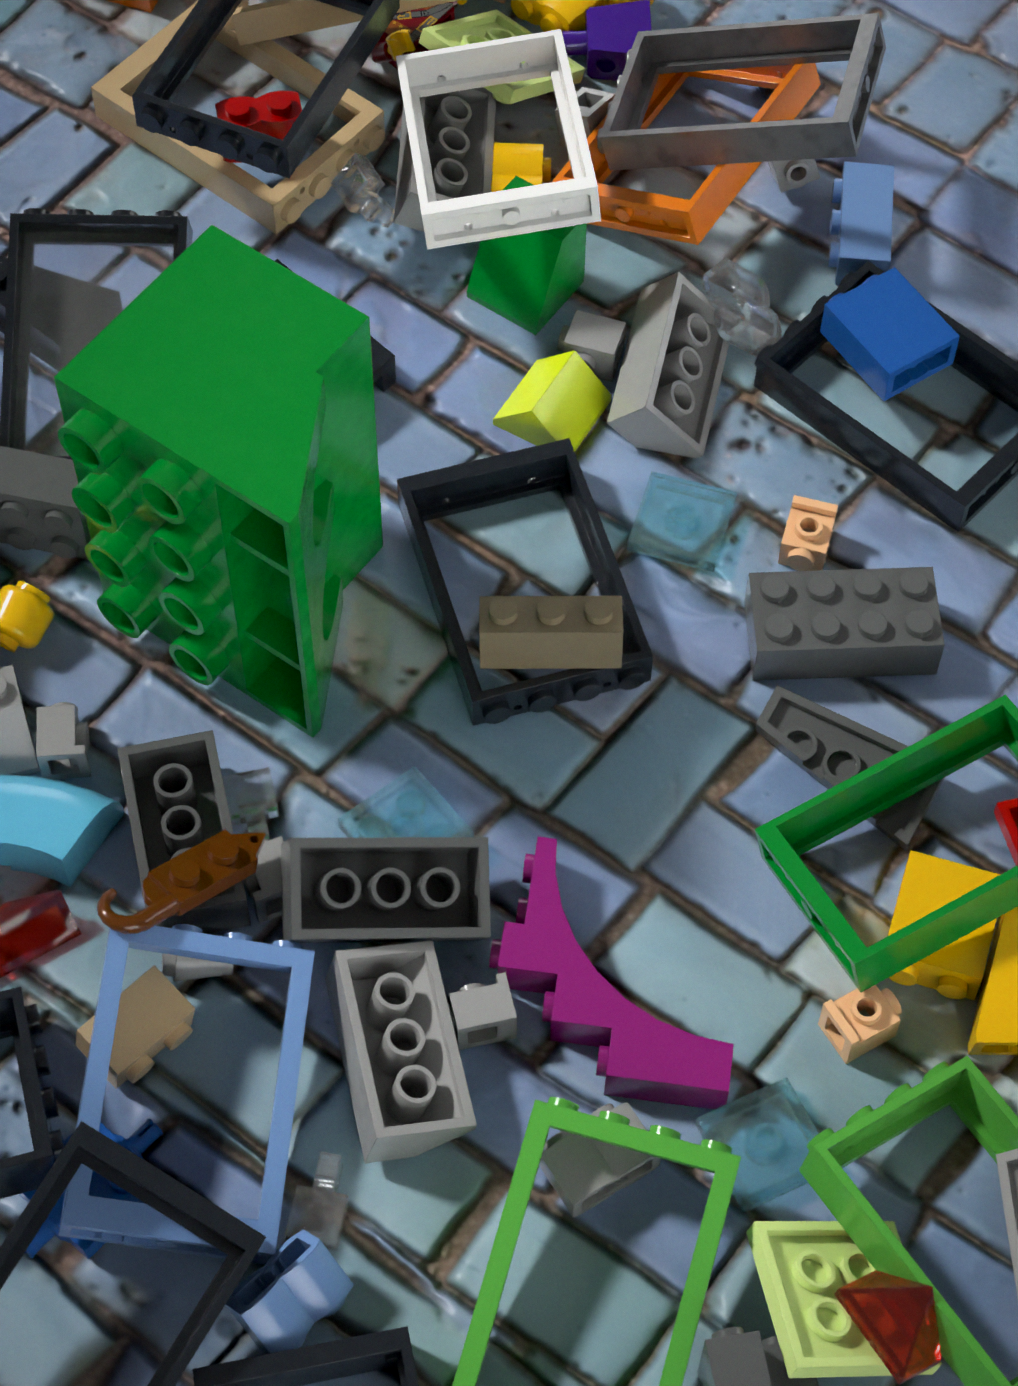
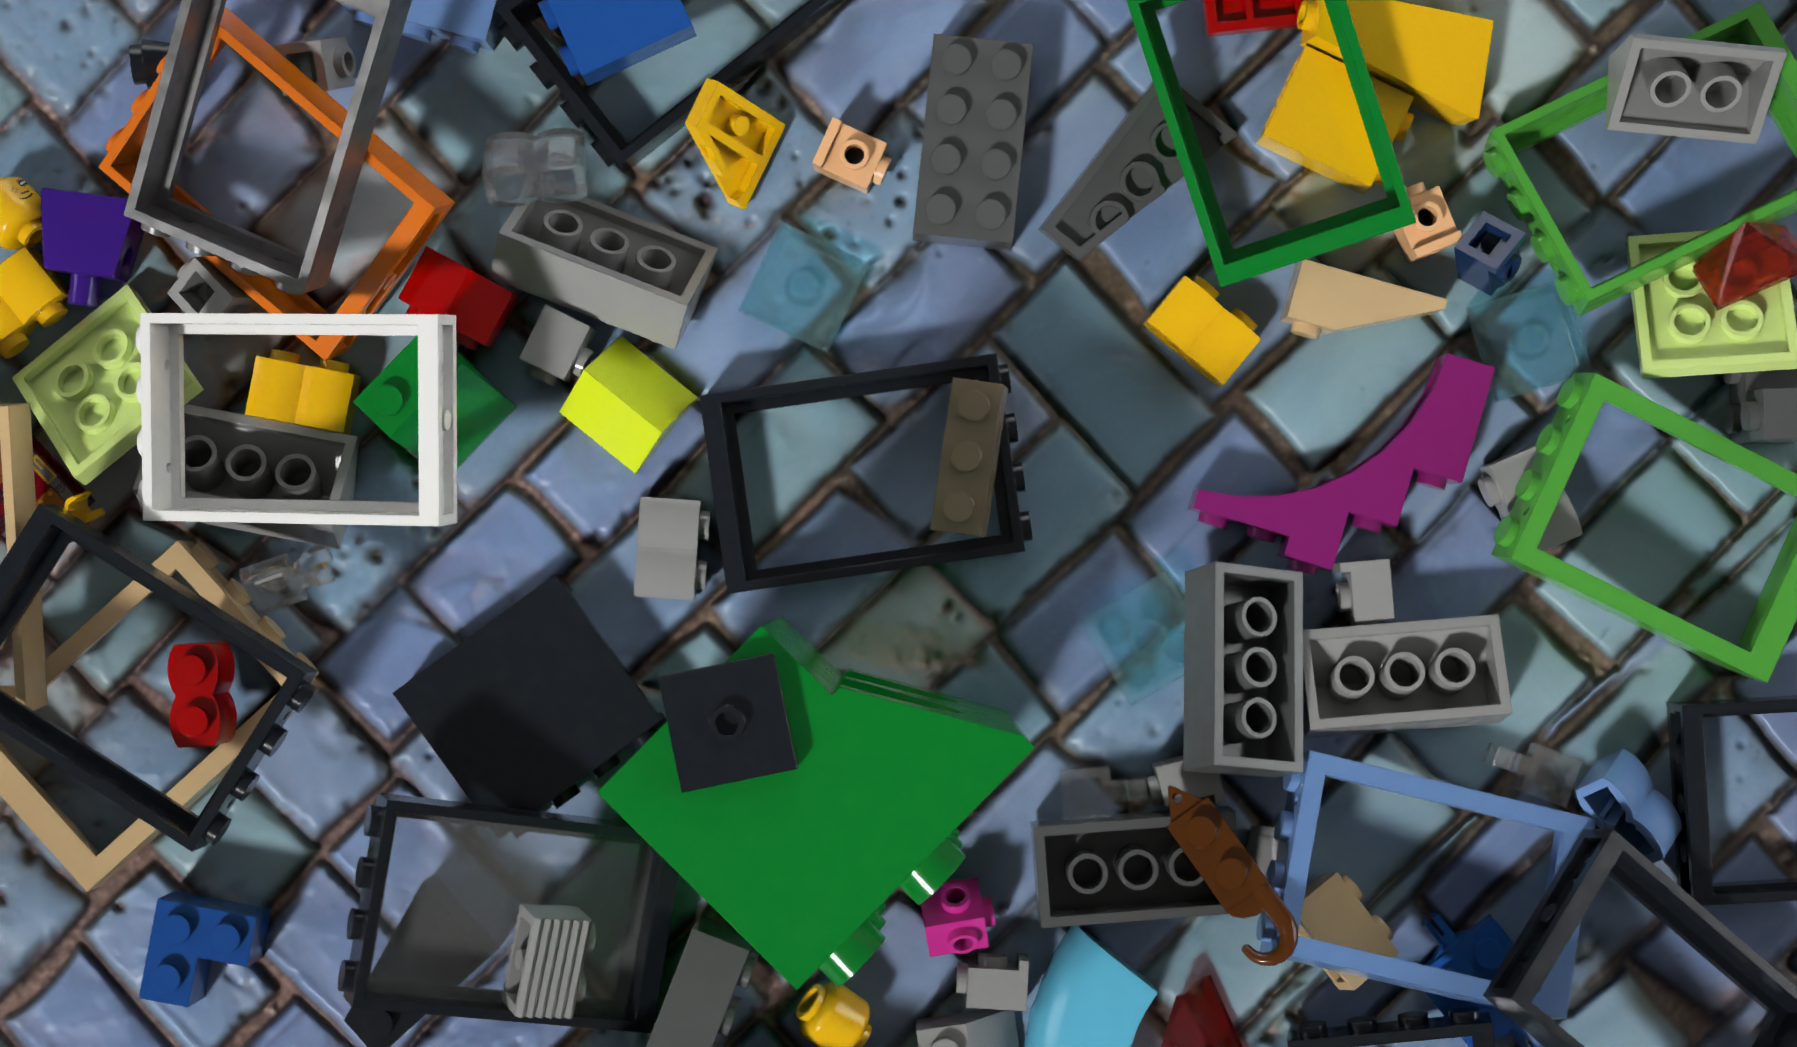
camera: 80 degrees left, 30 degrees up
(36, 363) = (548, 961): none -> light grey brick
(51, 160) = (191, 934): none -> blue brick
(121, 694) = (957, 918): none -> dark pink brick
(282, 297) = (728, 722): none -> black plate
(429, 441) = (670, 547): none -> light grey brick
(618, 273) = (450, 288): none -> red brick
(710, 837) = (1203, 330): none -> yellow brick
(764, 959) = (1338, 301): none -> tan slope
(801, 441) = (733, 139): none -> yellow wing
(837, 1085) = (1495, 259): none -> dark blue brick

